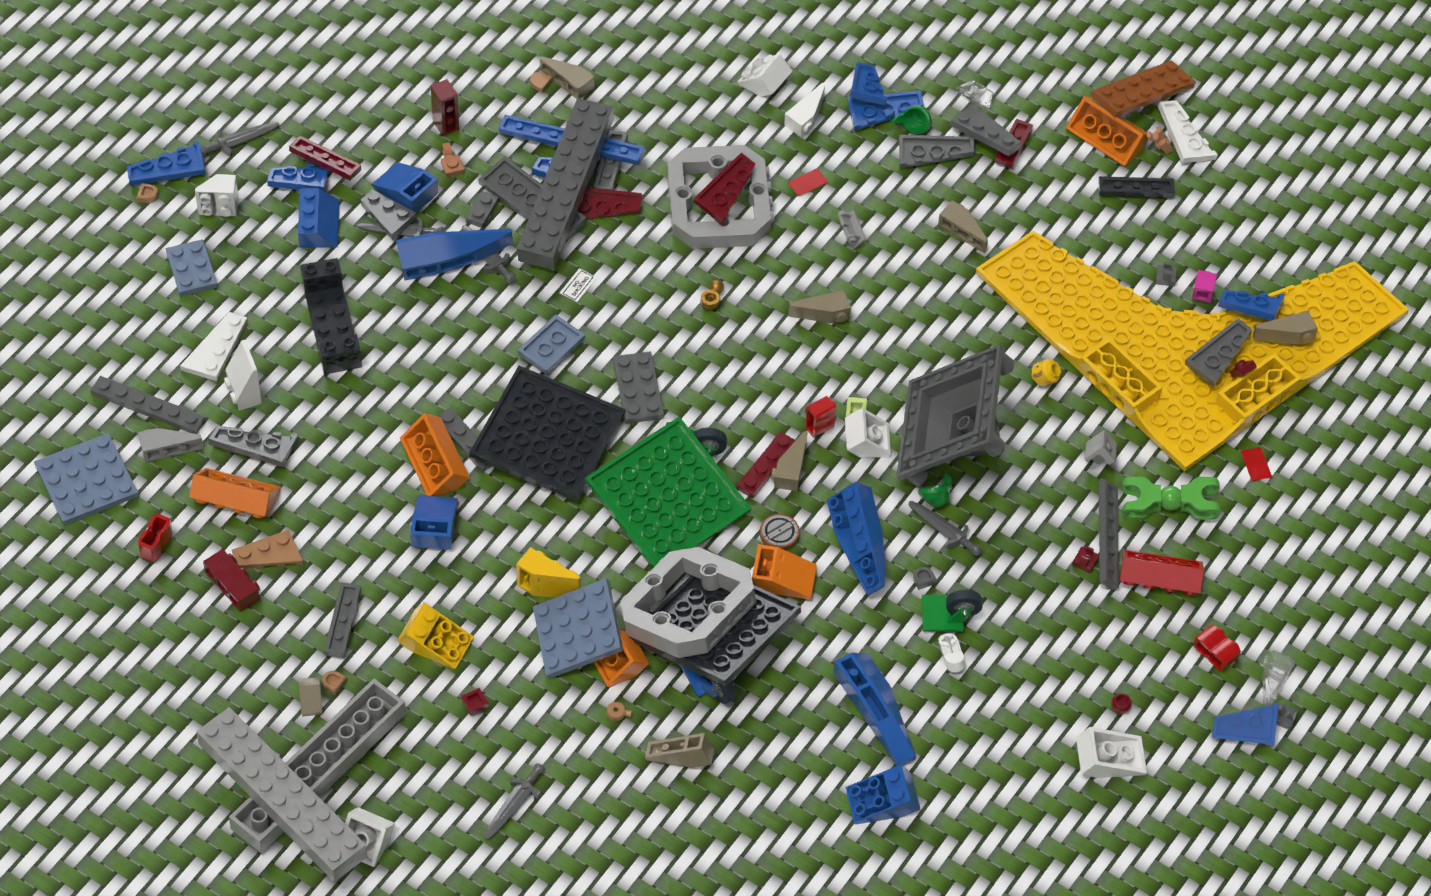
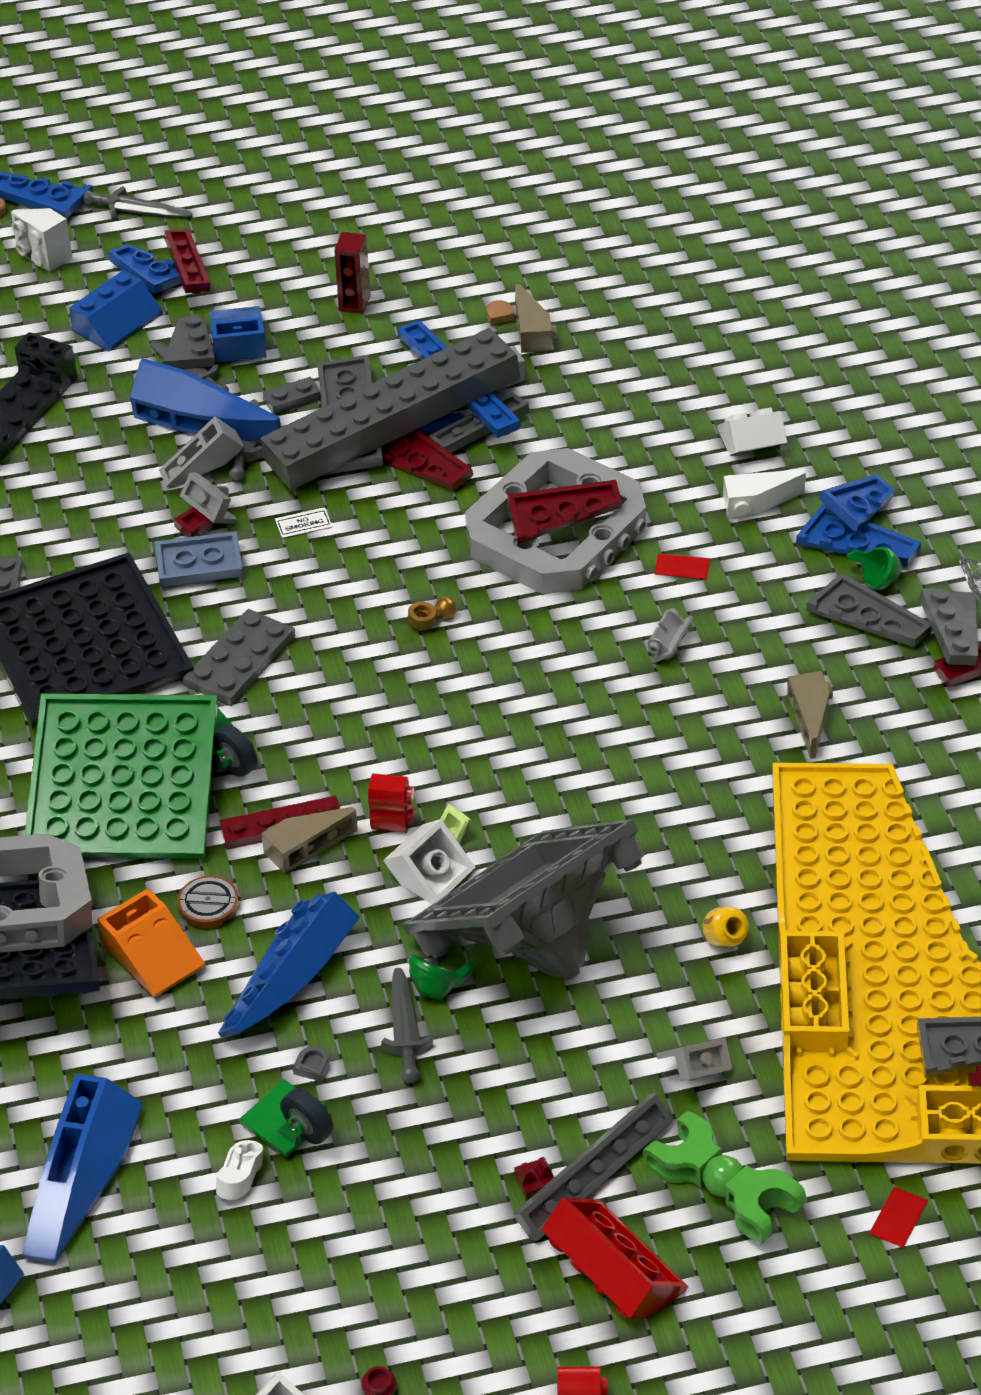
camera: 45 degrees right, 10 degrees down
(451, 164) = (313, 338): nougat plate -> none
(483, 280) = (203, 453): none -> light grey slope
(520, 304) = (208, 498): none -> light grey panel
(522, 325) = (192, 523): none -> dark red plate
(822, 308) = (539, 698): dark tan slope -> none

